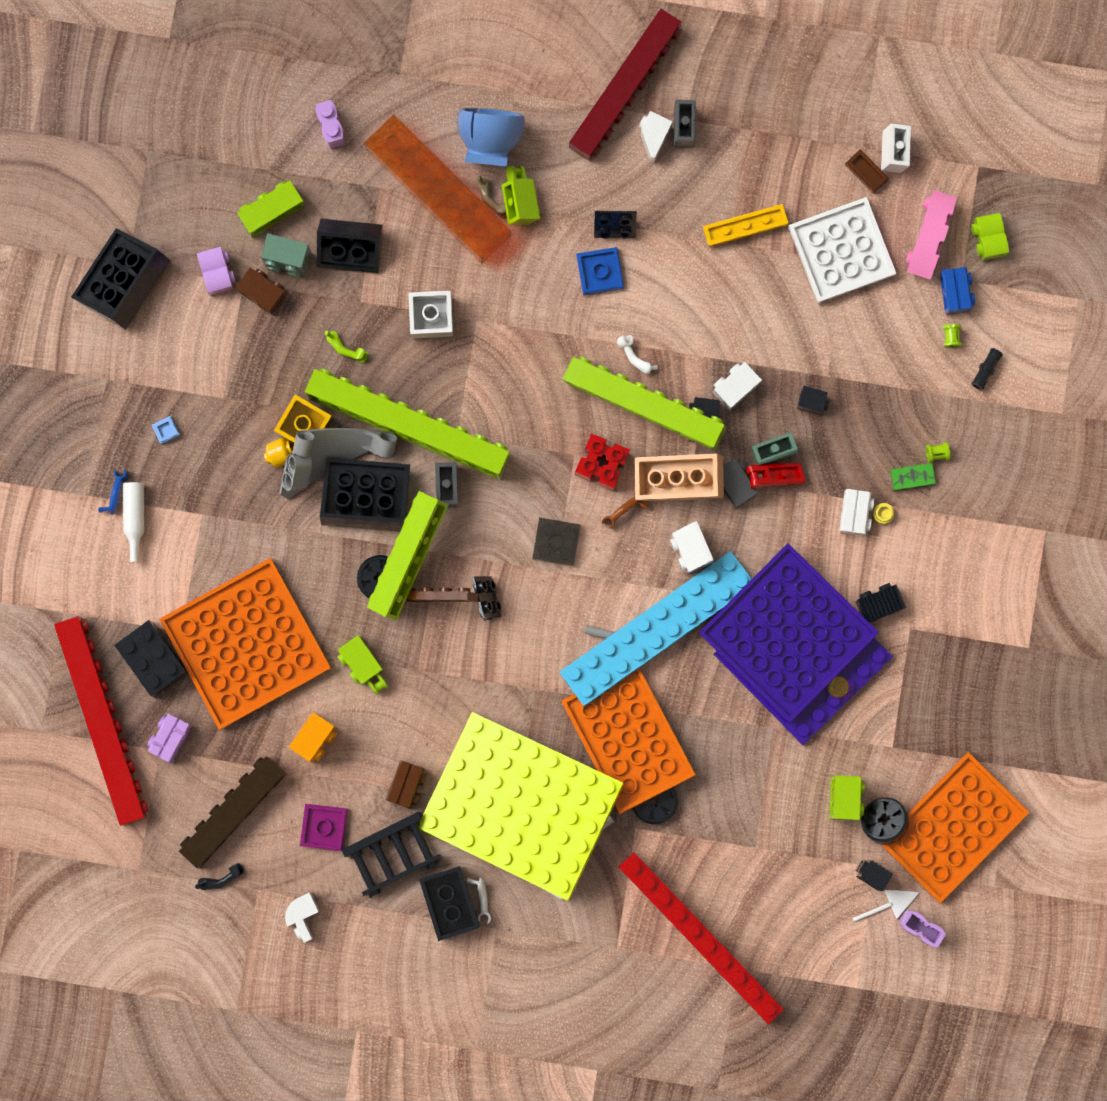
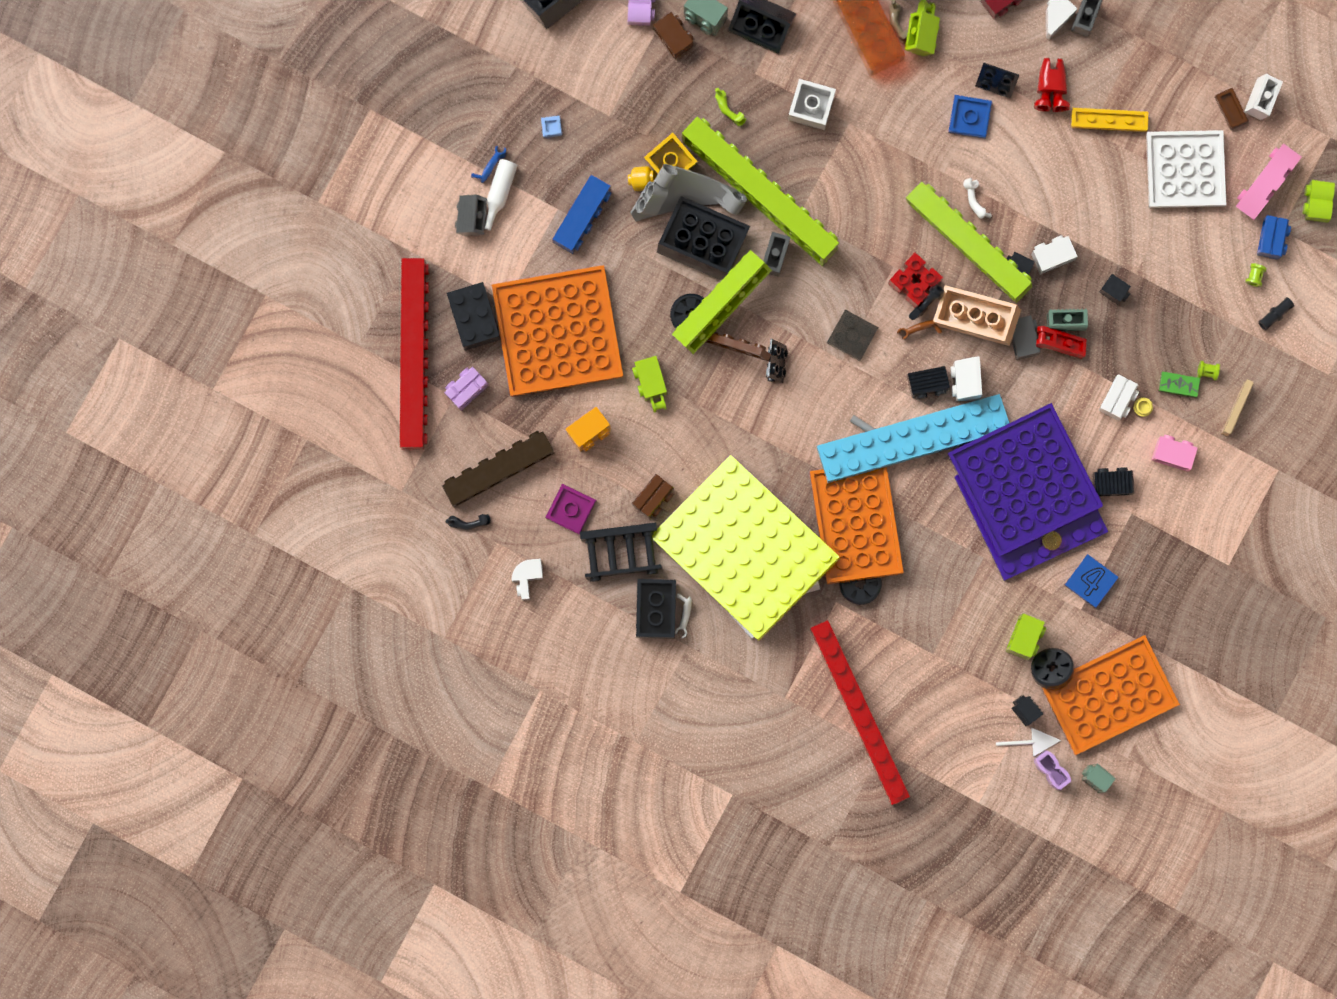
camera: 25 degrees right, 0 degrees up
(112, 553) = (471, 215): none -> dark grey brick
(229, 512) = (581, 214): none -> blue brick
(628, 468) = (936, 292): none -> black hinge
(651, 564) = (928, 382): none -> black brick
(671, 206) = (1052, 81): none -> red piece
(893, 714) = (1091, 581): none -> blue tile
(933, 550) = (1174, 453): none -> bright pink brick
(972, 920) = (1097, 777): none -> sand green brick
(981, 480) = (1237, 407): none -> tan tile

